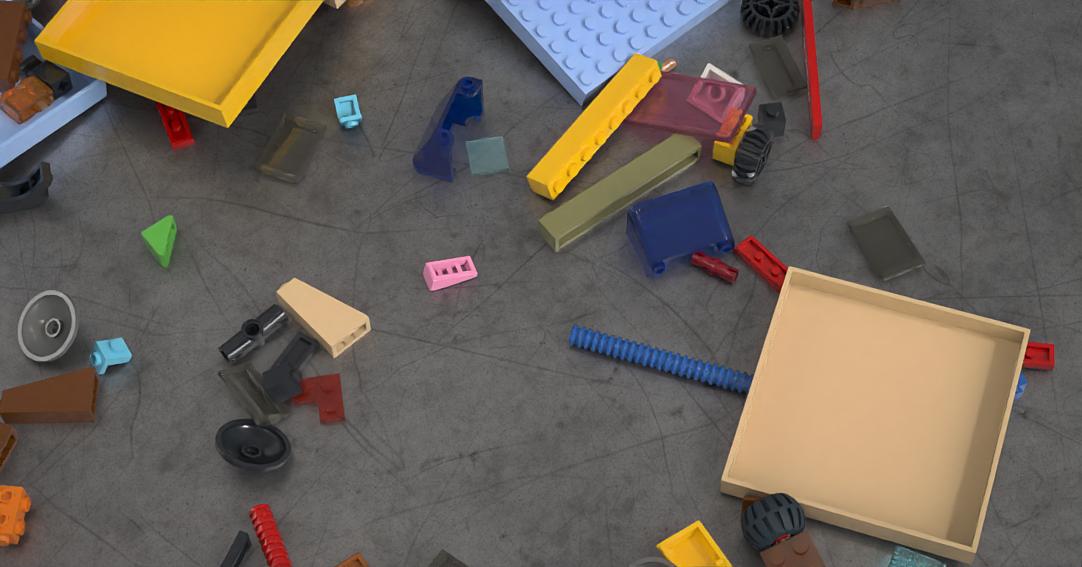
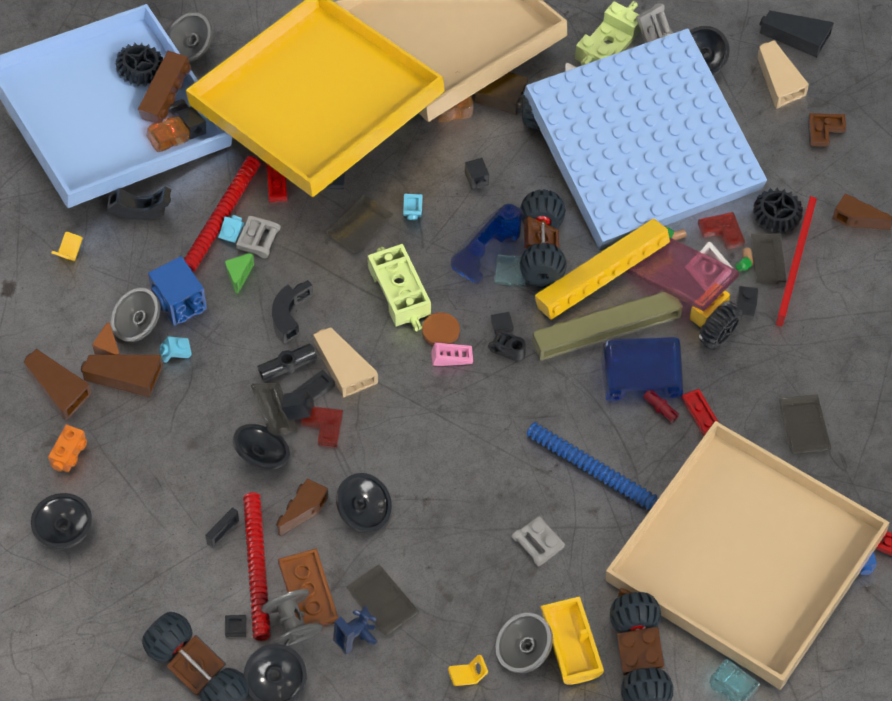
camera: 15 degrees right, 0 degrees up
(19, 369) = (105, 342): none -> dark orange slope
(93, 282) = (177, 290): none -> blue brick
(118, 179) = (222, 210): none -> red piece
(137, 192) = (231, 228): none -> medium azure bracket
(164, 193) = (252, 234): none -> light grey plate
(235, 288) = (283, 323): none -> black arch
(329, 502) = (306, 504): none -> reddish brown slope
(376, 221) = (406, 300): none -> yellowish green brick
(408, 471) = (372, 499): none -> black dish
(411, 54) = (477, 173): none -> black brick
(426, 245) = (440, 329): none -> dark orange tile
(496, 219) = (502, 321): none -> black tile
(512, 243) = (505, 345): none -> black piece
(523, 133) = (542, 260): none -> black plate
(628, 460) = (543, 537): none -> light grey plate
(715, 42) = (723, 225): none -> clear red plate
(755, 76) = (746, 262): none -> green arm

